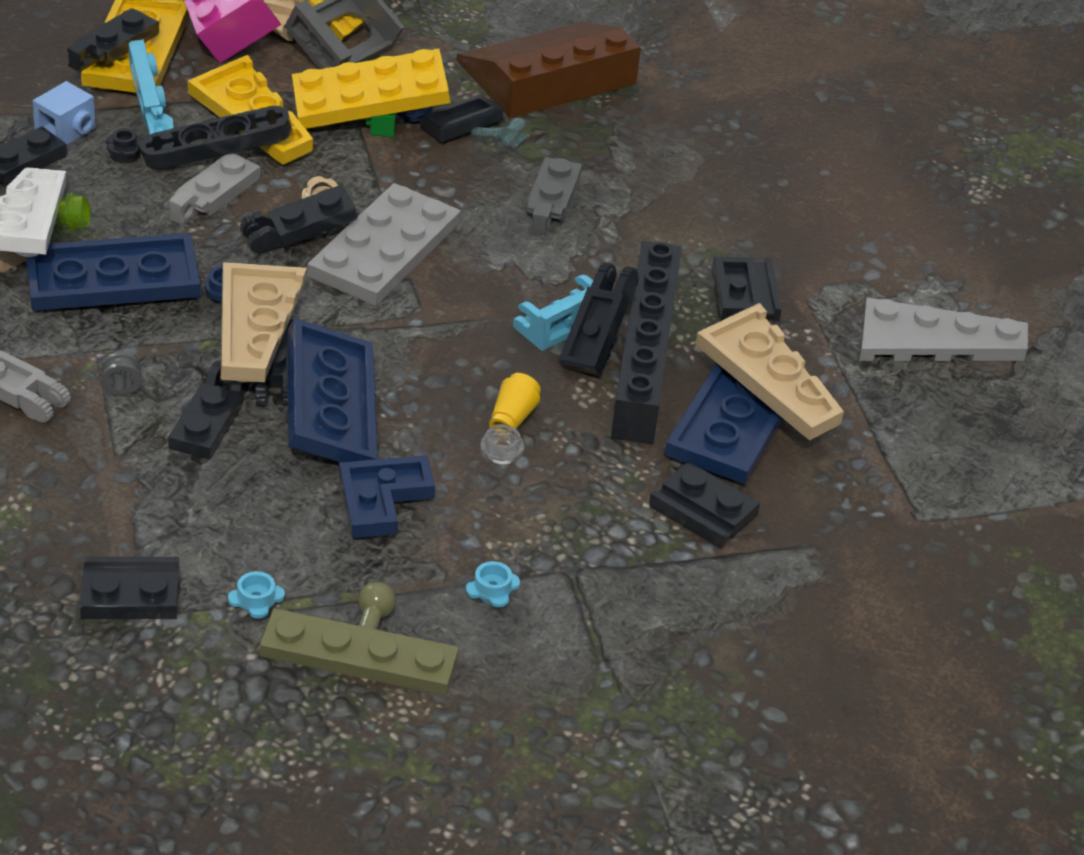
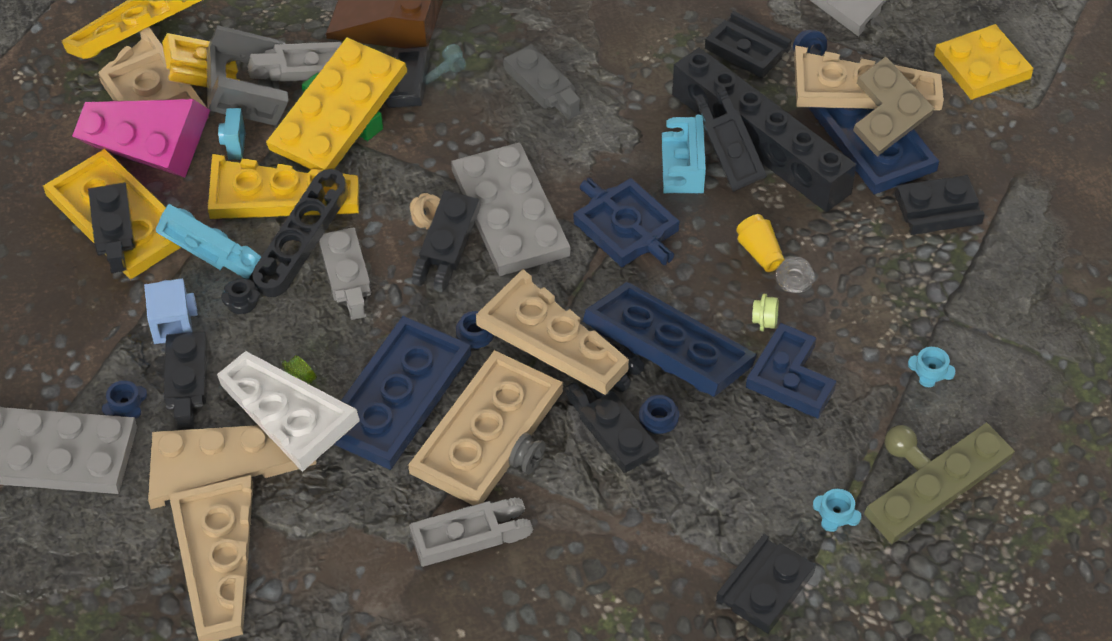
camera: 45 degrees left, 10 degrees up
(158, 334) = (479, 431): none -> tan plate
(248, 433) = (661, 406): none -> dark blue plate
(283, 57) = (233, 133): none -> medium azure plate
(385, 38) = (291, 61): none -> light grey hinge
(438, 444) = (765, 312): none -> yellowish green plate
(442, 312) = (626, 222): none -> dark blue plate
(760, 404) = (898, 109): none -> dark tan plate
(800, 320) = (812, 38): none -> dark blue plate
(929, 454) = (983, 61): none -> yellow plate

